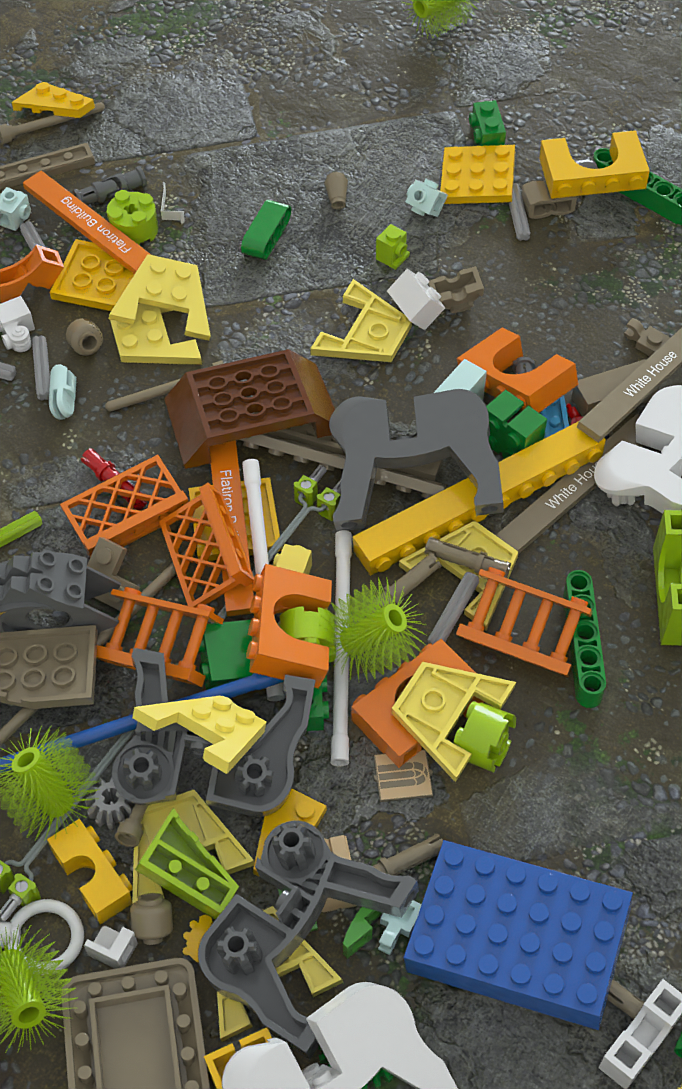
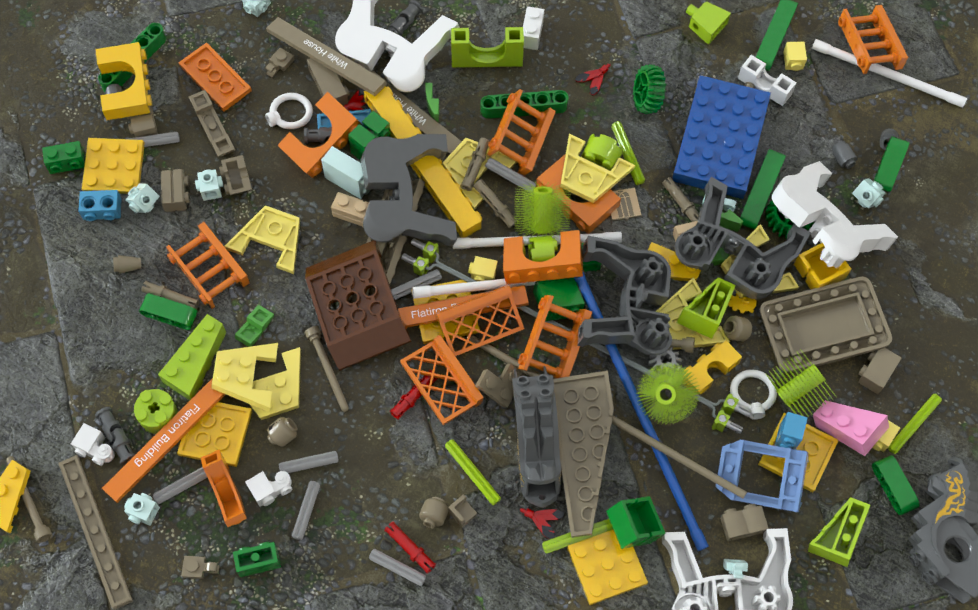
camera: 95 degrees left, 10 degrees up
(62, 392) = (332, 440): light aqua arm -> none
(101, 164) = (89, 442): none -> white brick
(112, 946) = (754, 351): white panel -> none
(170, 215) = (133, 393): white piece -> none
(189, 243) = (194, 357): none -> lime wedge
(213, 719) = (627, 284): light yellow wing -> none
(240, 316) = (255, 326): none -> bright green slope
(280, 486) = (423, 280): none -> light grey axle
(292, 226) = (162, 291): none -> dark tan pin
(329, 284) = (216, 248): none -> orange fence
(392, 247) = (189, 220): lime brick -> none
(402, 409) = (349, 208): none -> tan brick
(416, 298) = (249, 200): white brick -> none
(419, 159) = (100, 200): none -> dark azure brick
(428, 1003) = (762, 189): none -> green beam
(439, 230) = (174, 190): none -> dark tan brick
(444, 260) = (209, 184): none -> light aqua brick
(496, 788) = (628, 153): none -> lime axle
(542, 269) = (211, 124): none -> dark tan slope
(553, 331) = (273, 117): none -> white piece
(575, 514) = (432, 103): none -> bright green slope
(610, 817) = (649, 89): none -> green gear
(617, 269) = (215, 76): none -> orange plate
(648, 754) = (596, 77): none -> red piece

